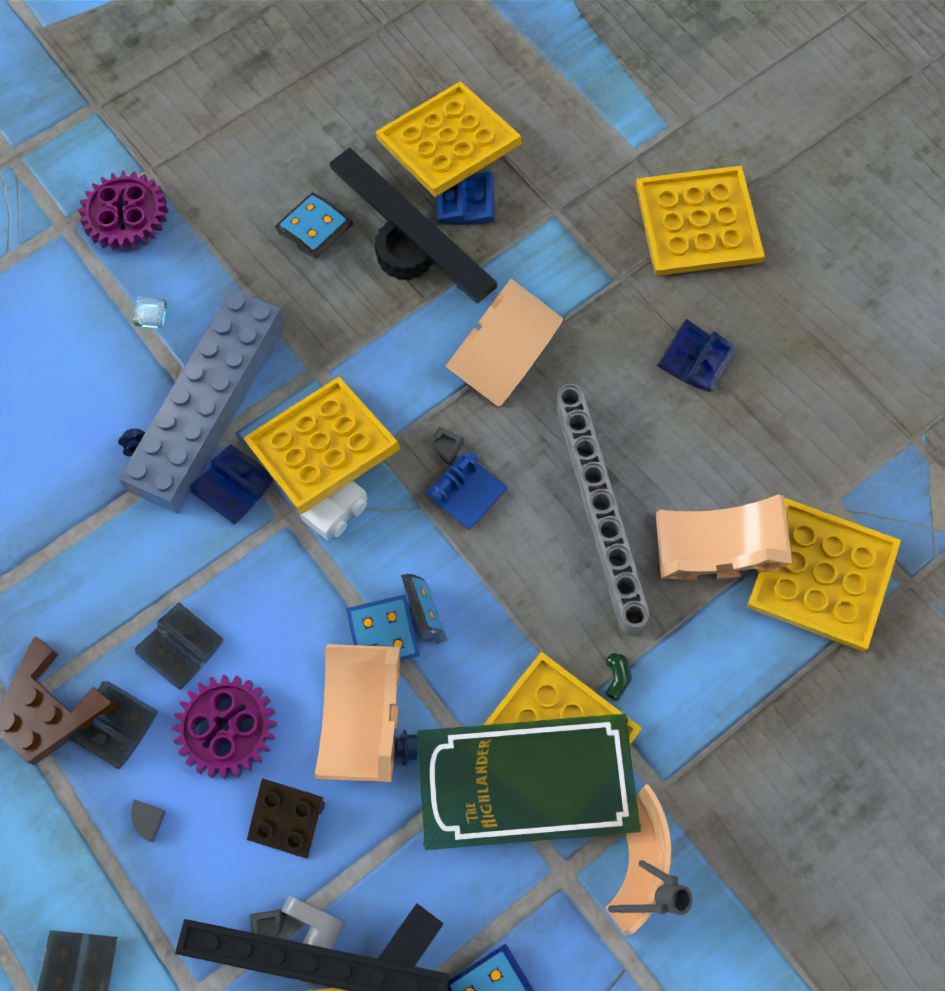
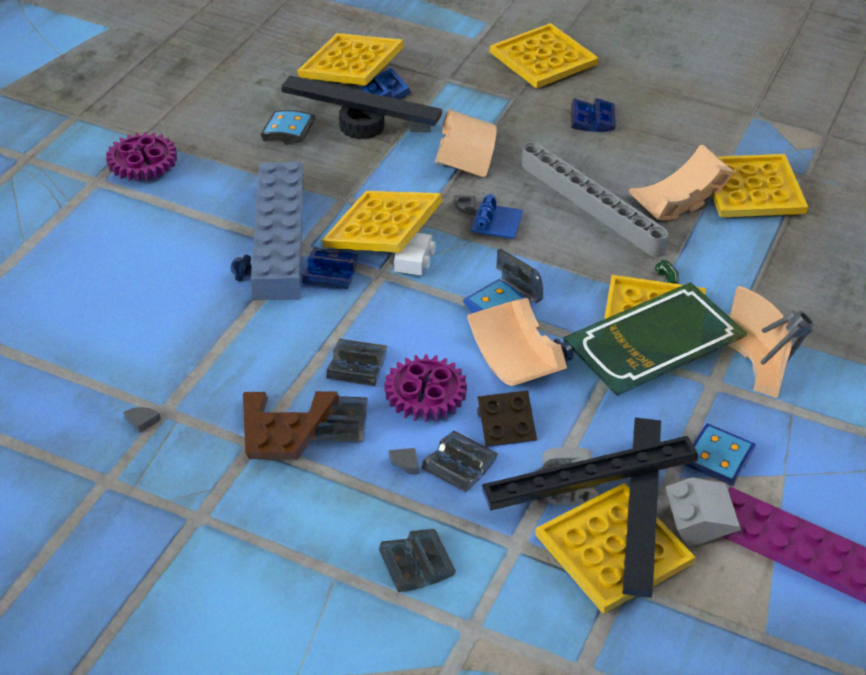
camera: 30 degrees left, 25 degrees down
(149, 312) = (199, 203): clear light blue tile -> none
(202, 851) = (459, 461): none -> clear smoke slope

